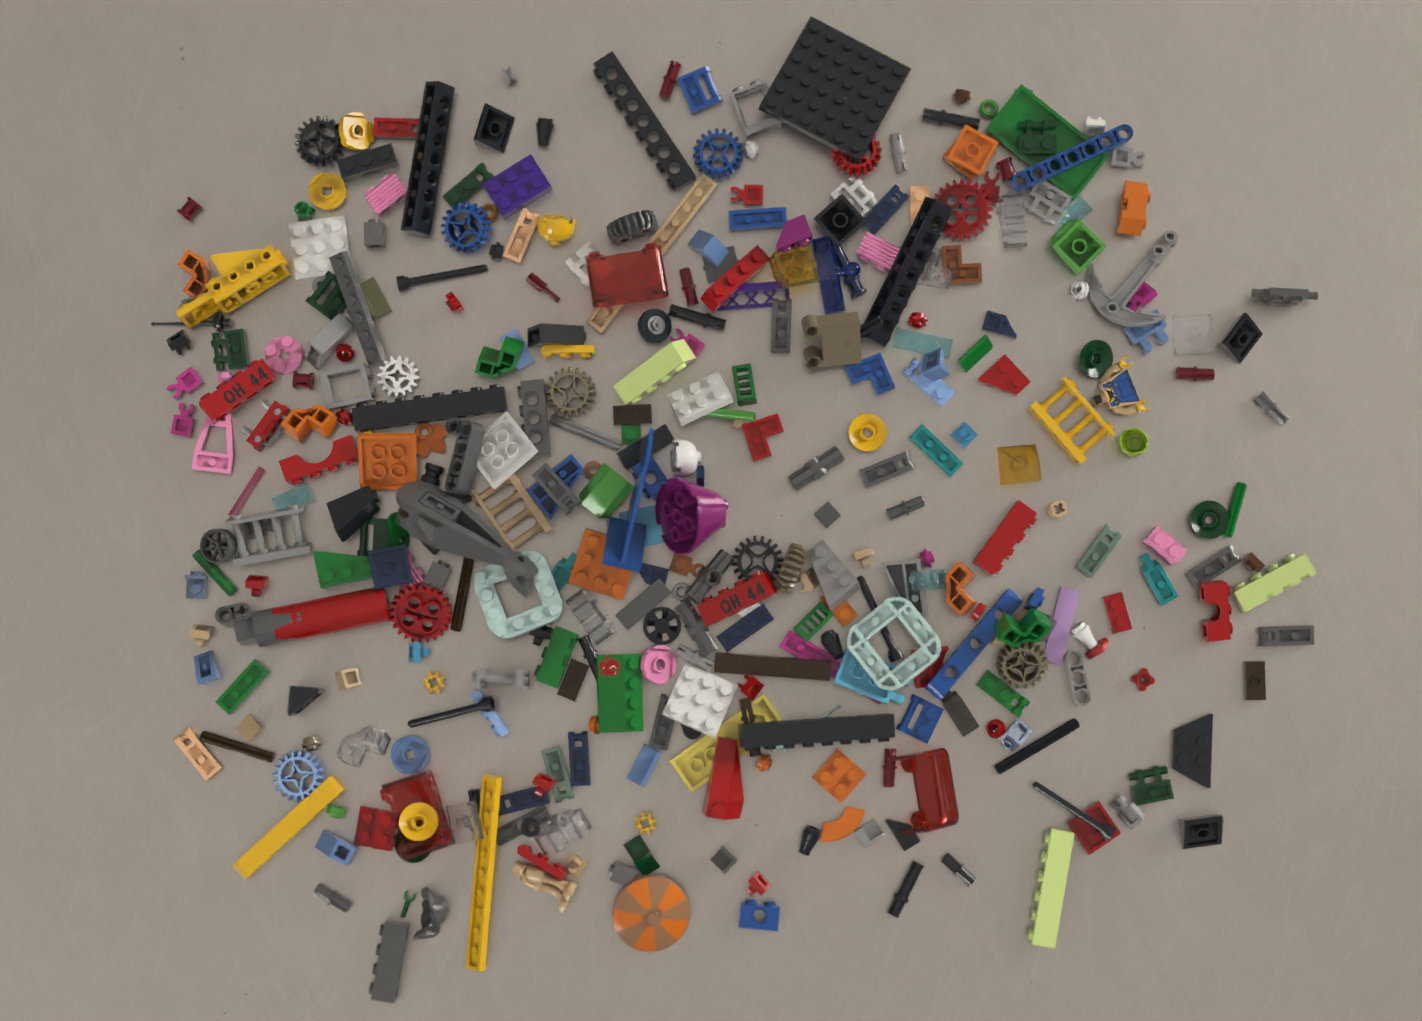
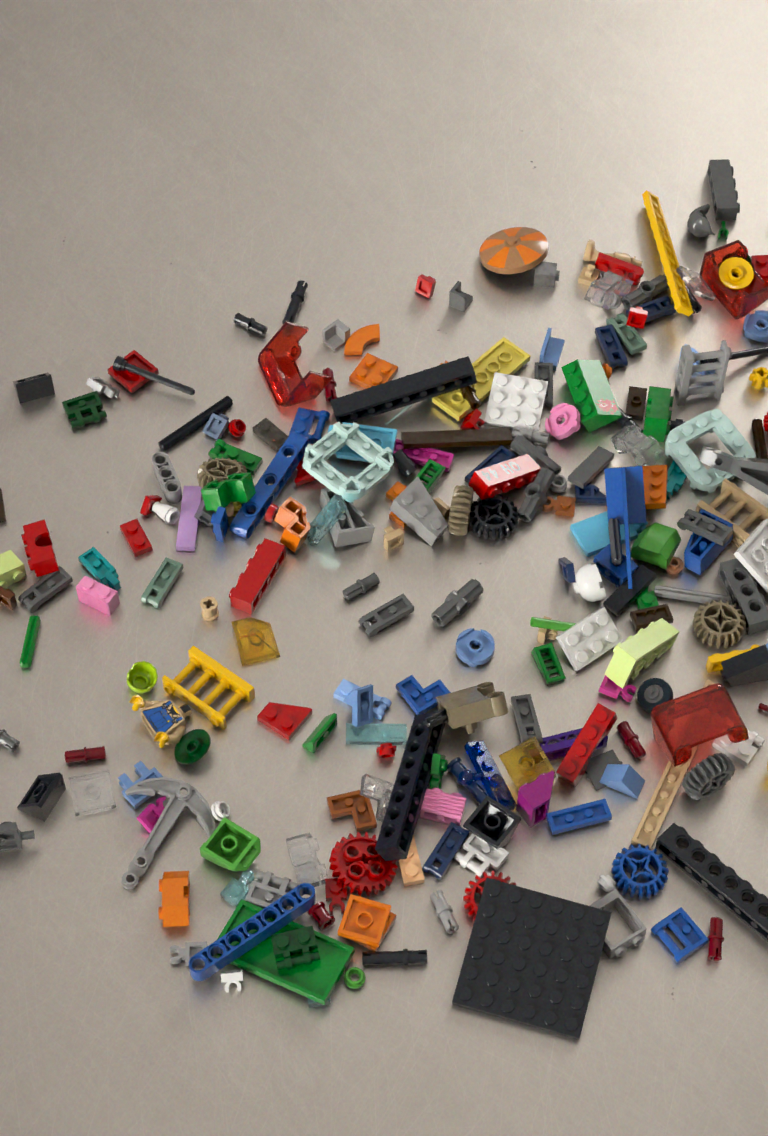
camera: 170 degrees right, 30 degrees down
(525, 831) = (638, 282): black plate -> none
(641, 855) = (531, 289): dark green slope -> none
(647, 497) = (615, 541): none -> dark grey axle
(647, 827) = (537, 311): yellow gear -> none
(662, 625) = (567, 455): black piece -> none
(688, 514) = (567, 530): magenta cone -> none
(697, 317) = (622, 713): black pin -> none
(724, 788) = (474, 340): red wedge -> none
(751, 194) = (593, 839): red plate -> none
(758, 431) = (520, 624): red plate -> none
(769, 922) = (418, 263): blue brick -> none
(799, 413) = (472, 656): none -> medium blue plate
(809, 838) = (389, 324): black cone -> none
(827, 514) = (436, 568): dark grey tile -> none
(874, 289) = (438, 767): none -> green plate
(874, 425) = (414, 634): yellow dish -> none
(894, 652) = (344, 468): black piece -> none
(906, 841) = (309, 343): black tile -> none
(927, 558) = (330, 547): dark pink plate -> none
(936, 450) = (341, 641): teal tile -> none
(962, 95) = (387, 984): reddish brown plate -> none
(963, 434) = (315, 659): dark azure tile -> none
(998, 324) = (300, 765): dark blue tile -> none
(1051, 888) = (164, 323): yellowish green brick -> none
(1143, 674) = (103, 484): red plate -> none
(1193, 750) = (47, 444): black wing -> none
(1219, 518) = (52, 619): dark green dish -> none

